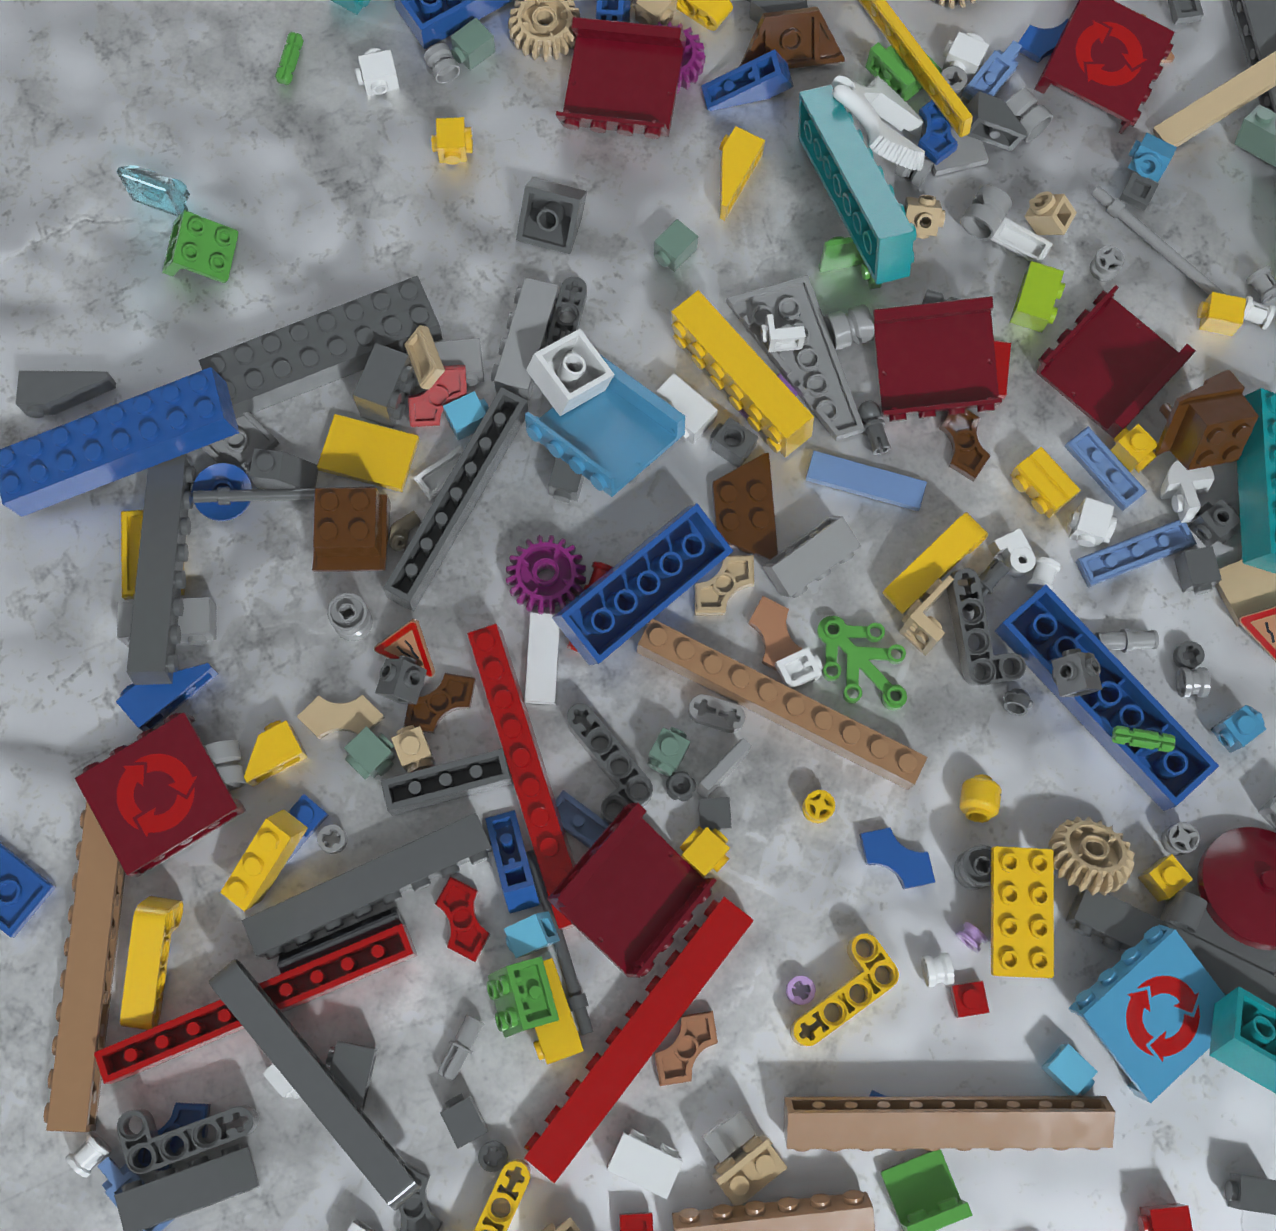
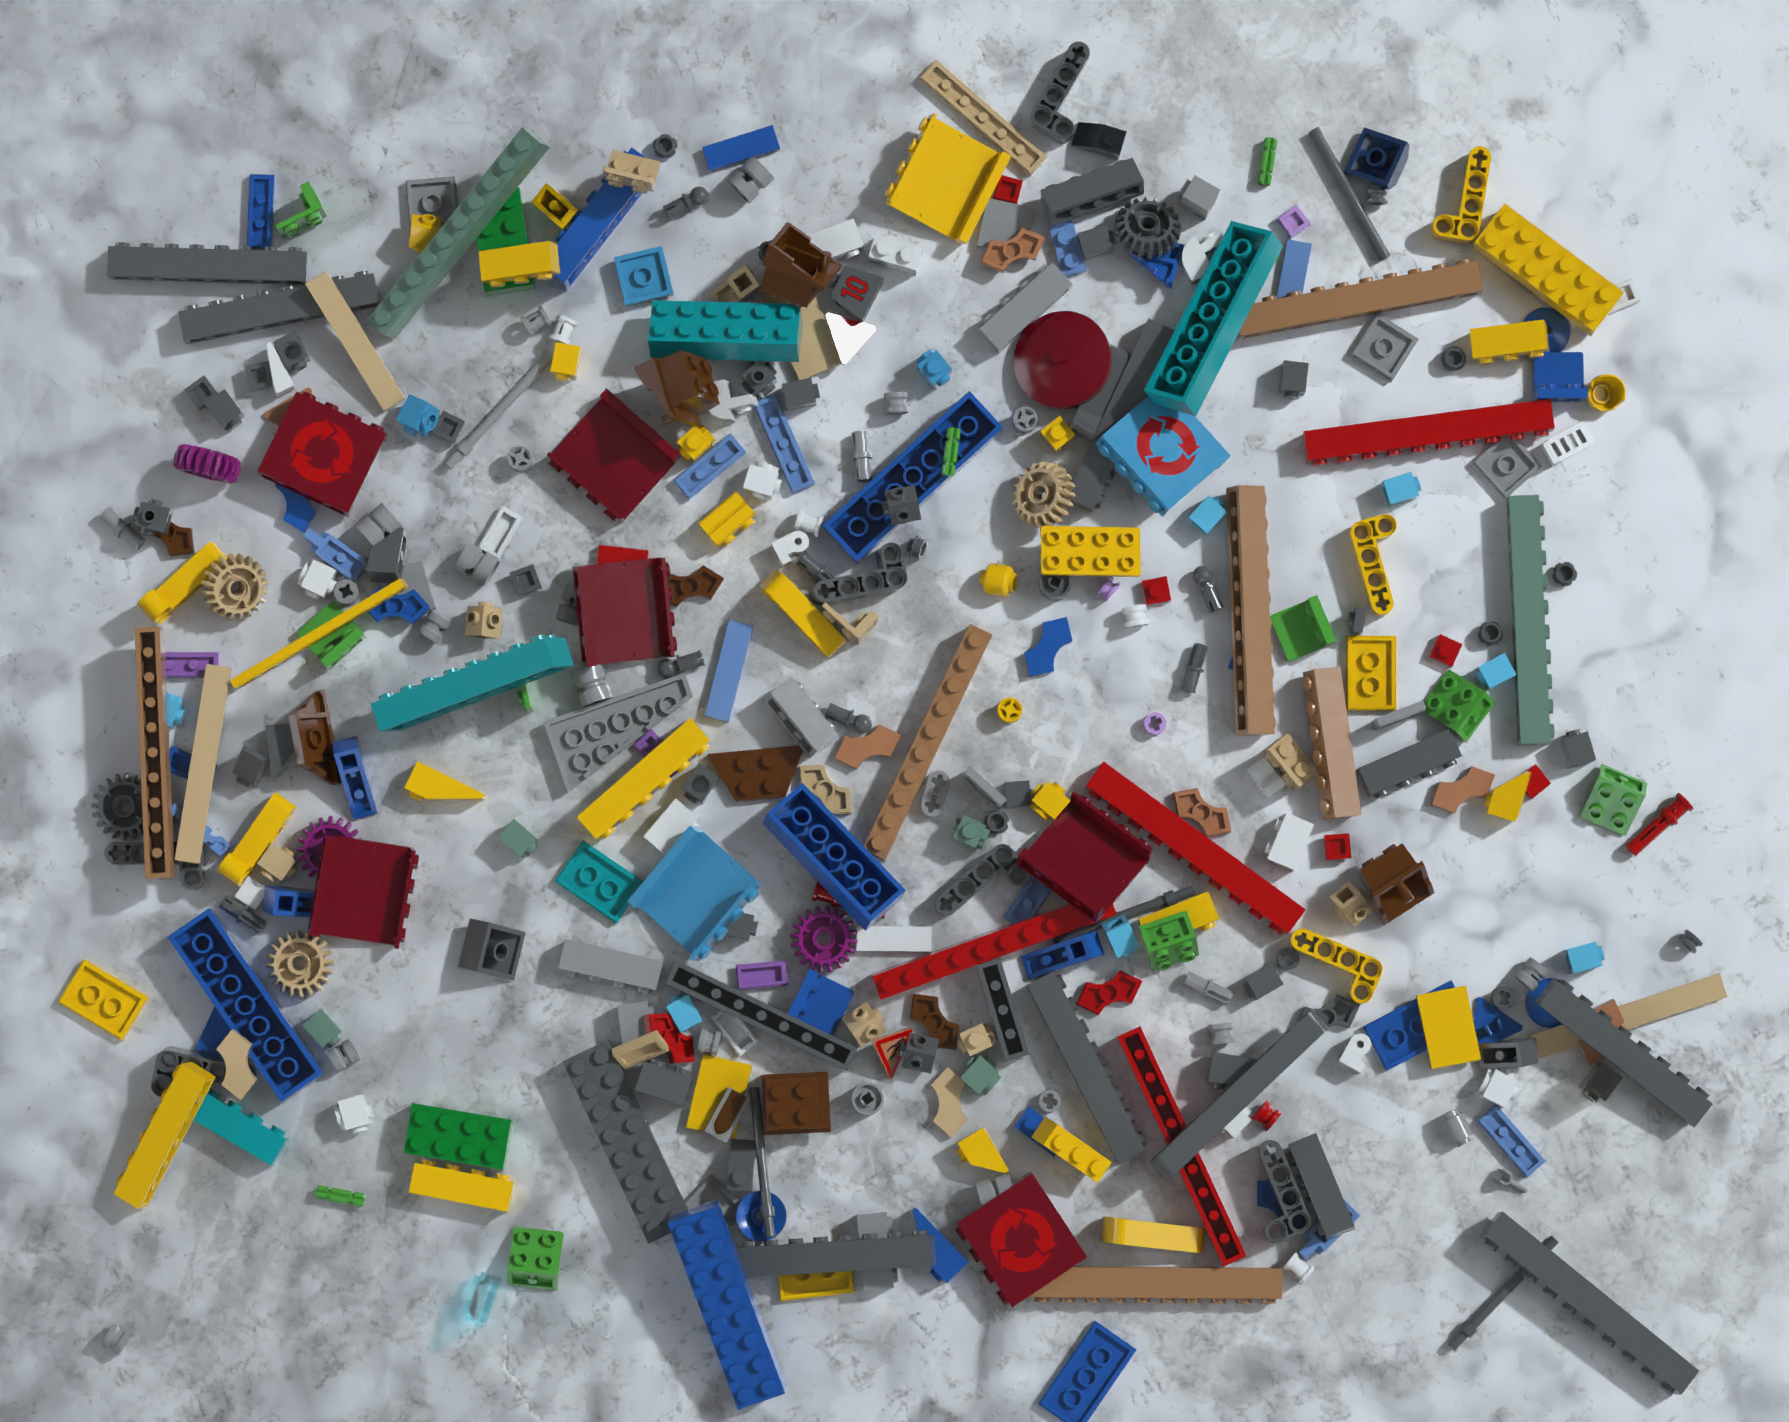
camera: 90 degrees left, 10 degrees up
(56, 391) = (675, 1370): dark grey slope -> none
(287, 176) = (461, 1186): none -> yellow brick
(290, 1119) = (1266, 1115): none -> red wheel
(339, 939) = (1129, 1087): black tile -> none
(342, 172) = (458, 1136): none -> green brick
(343, 457) = (727, 1115): none -> tile
(400, 531) = (788, 1064): dark tan arm -> none
(400, 1062) = (1221, 1033): none -> light grey wheel
(431, 441) = (709, 1042): none -> light grey wheel
(440, 616) = (865, 1023): none -> tan brick
(452, 140) = (422, 1041): yellow brick -> none
(471, 567) = (821, 1002): none -> blue bracket
(507, 504) = (761, 975): none -> medium lavender tile
(564, 305) = (603, 941): dark grey beam -> none
(570, 372) = (650, 924): white brick -> none
(627, 328) = (599, 881): none -> teal tile
(782, 339) = (606, 740): white bracket -> none
(799, 668) = (897, 726): white bracket -> none
(804, 628) = (861, 723): none -> dark grey pin
(841, 997) = (1158, 692): yellow beam -> none
(859, 658) = (885, 678): bright green plant -> none
(871, 1044) = (1194, 668): none -> dark grey axle
(878, 101) = (374, 651): white piece -> none
(968, 264) = (525, 580): none -> dark grey plate
(989, 1060) = (1202, 576): none -> dark grey pin
(1037, 297) = (555, 520): lime brick -> none
(1050, 214) = (476, 513): tan brick -> none
(1191, 646) = (868, 411): dark grey bush -> none
(1194, 24) = (281, 378): none -> white slope
(1215, 38) = (292, 341): none -> dark grey brick

